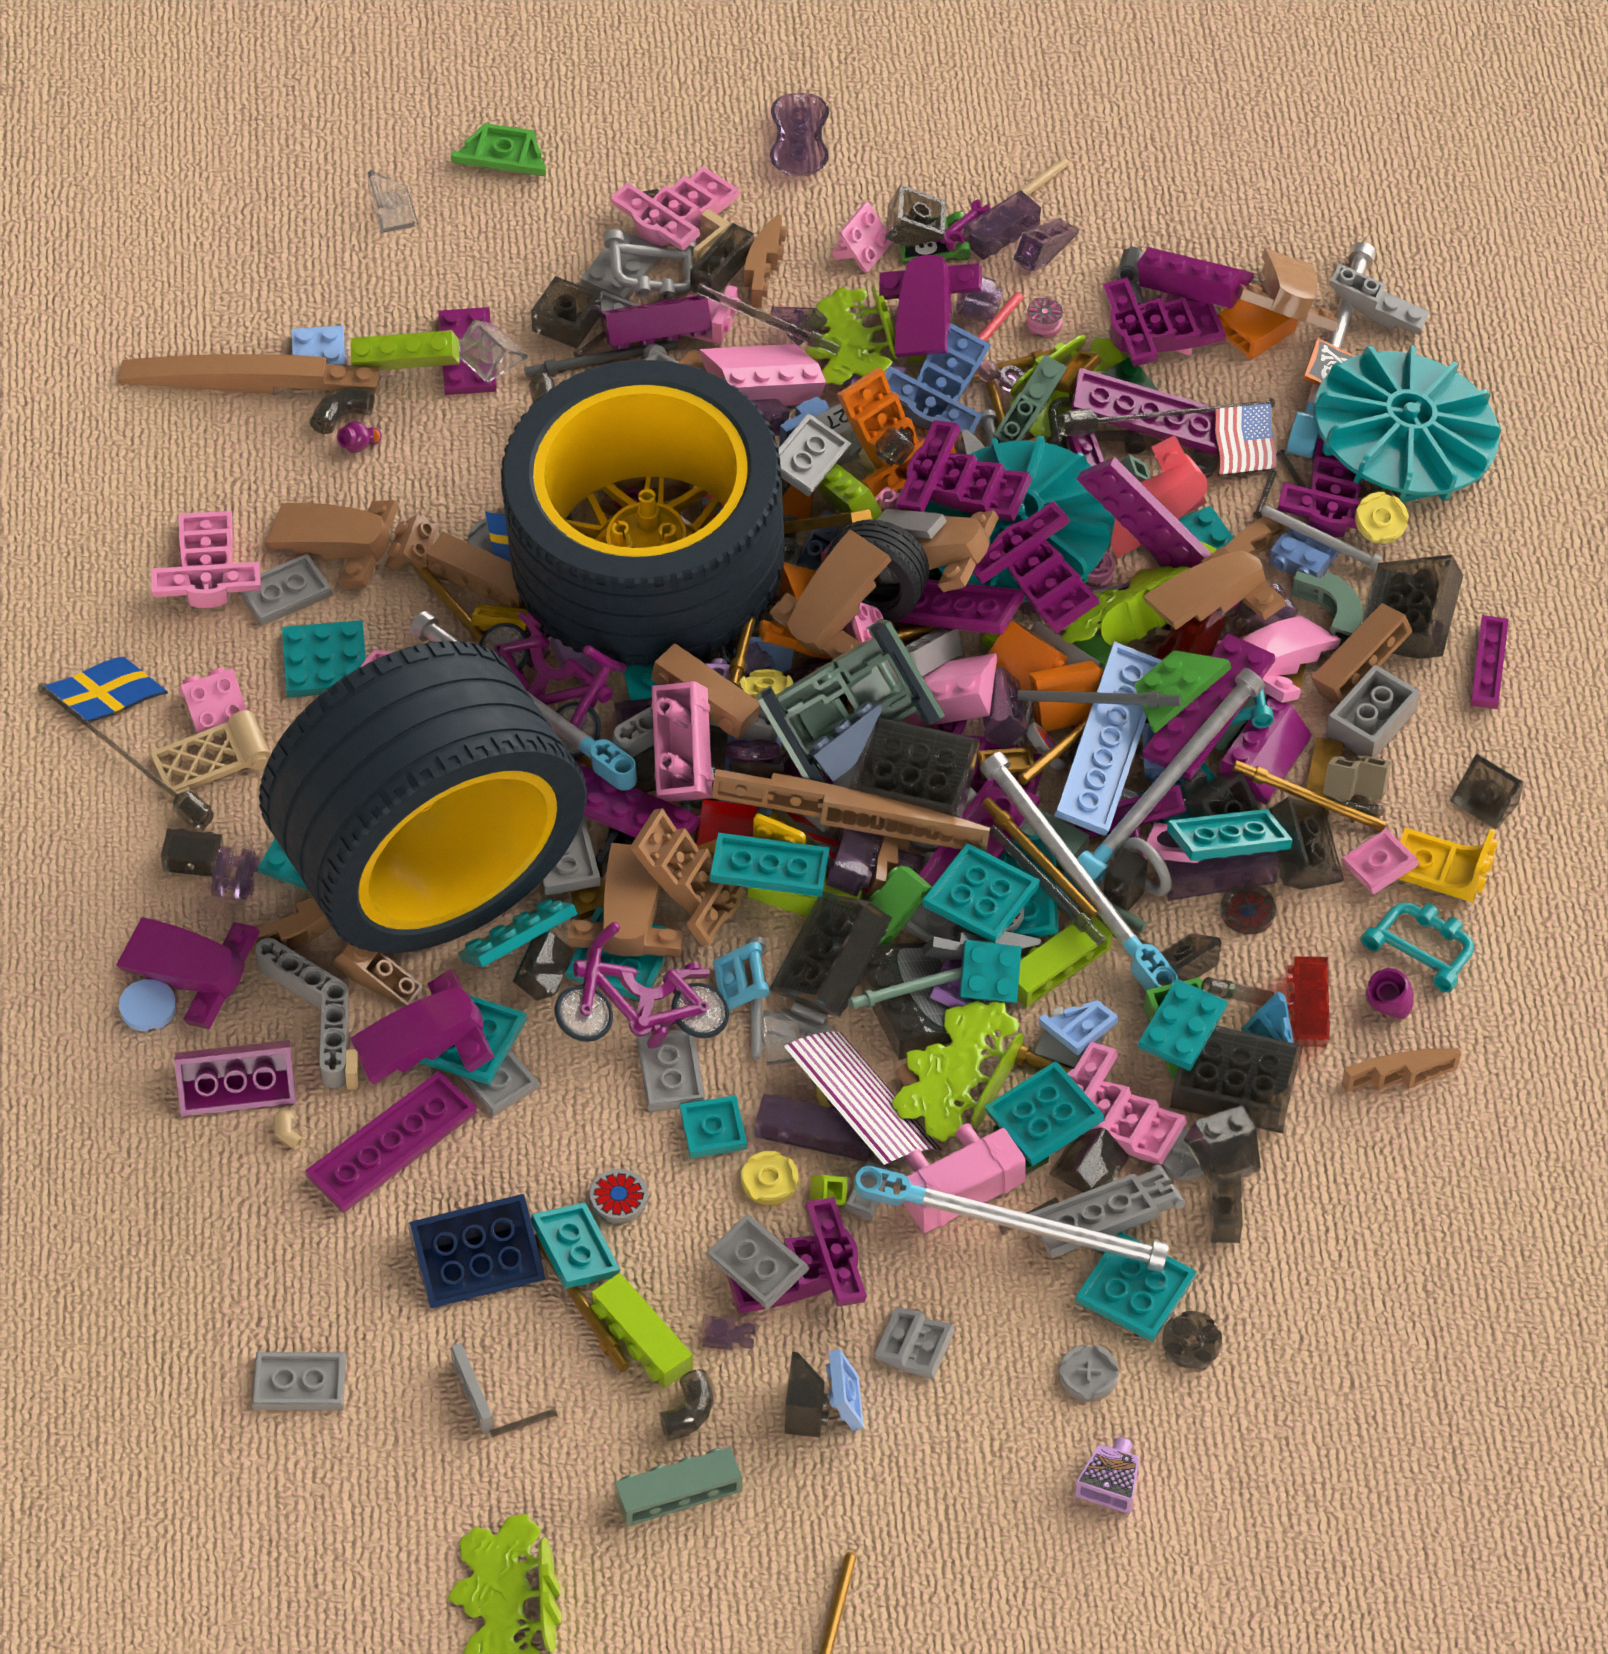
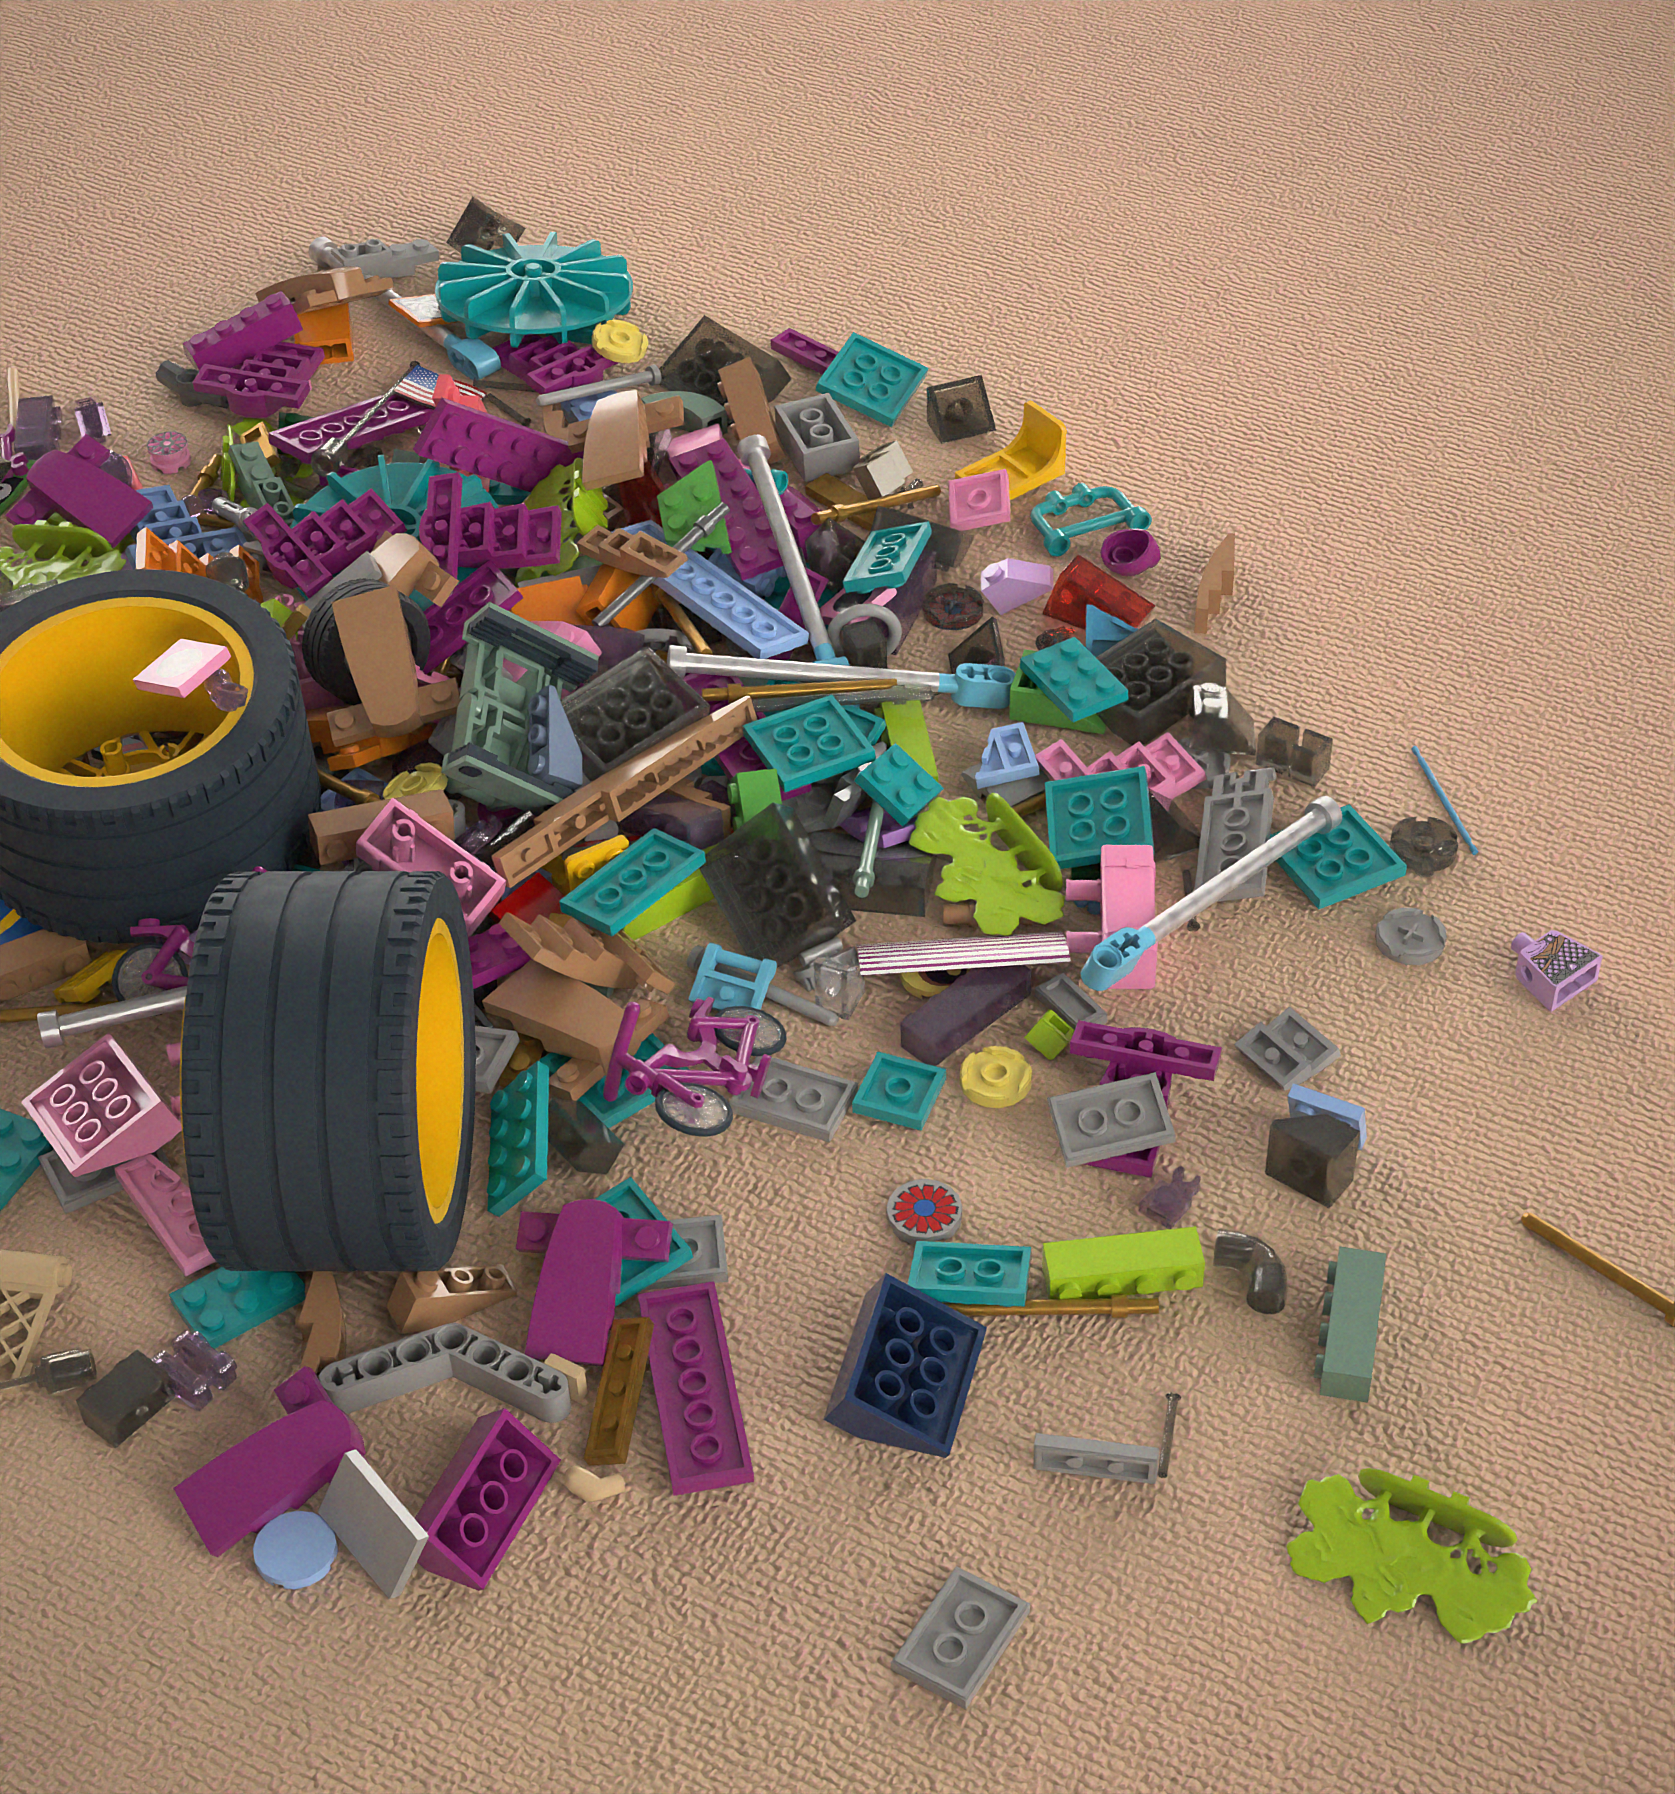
camera: 55 degrees left, 10 degrees down
(174, 1030) = (373, 1524): none -> light grey tile
(360, 1103) = (619, 1391): none -> pearl gold tile
(669, 532) = (225, 692): none -> plate
(670, 494) = (182, 668): none -> tile
(989, 416) = (233, 512): none -> light grey pin
(1092, 671) = (631, 553): none -> medium nougat slope
(1255, 1340) = (1445, 801): none -> dark azure piece
(1287, 933) = (1015, 583): none -> lavender slope
(1466, 340) = (483, 227): none -> clear smoke brick
(1477, 710) = (872, 379): none -> teal plate

